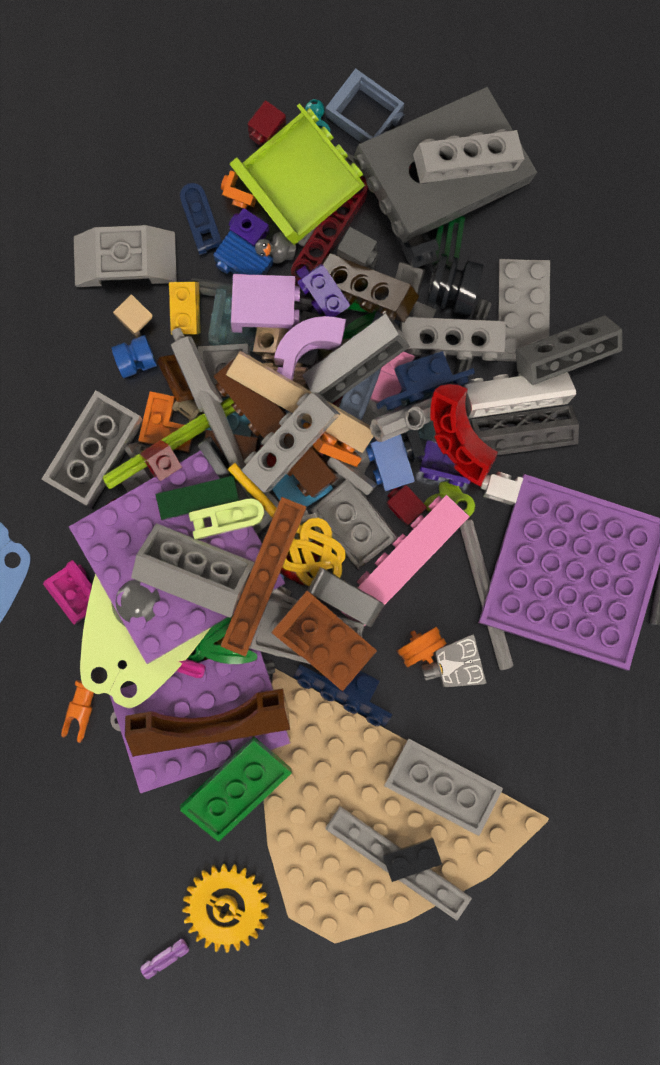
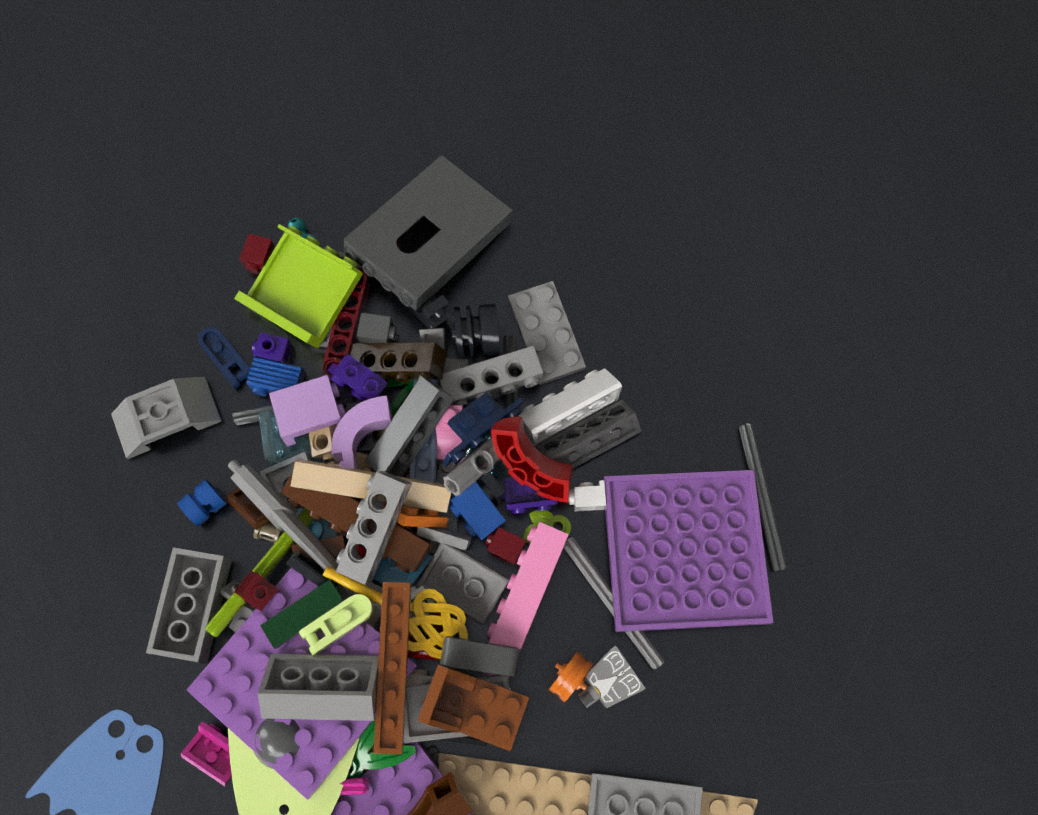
camera: 20 degrees left, 10 degrees down
(133, 315) = (188, 464): tan panel -> none
(158, 422) = (244, 554): orange plate -> none
(185, 307) = (235, 439): yellow brick -> none
(240, 198) = (254, 325): orange bracket -> none
(276, 247) = (304, 356): dark grey animal -> none
(345, 94) = (321, 200): sand blue window -> none
(354, 697) = (525, 751): dark blue bracket -> none
(459, 165) = (437, 225): light grey brick -> none
(460, 221) = (461, 276): dark green tile -> none
(569, 350) = (600, 350): dark grey brick -> none

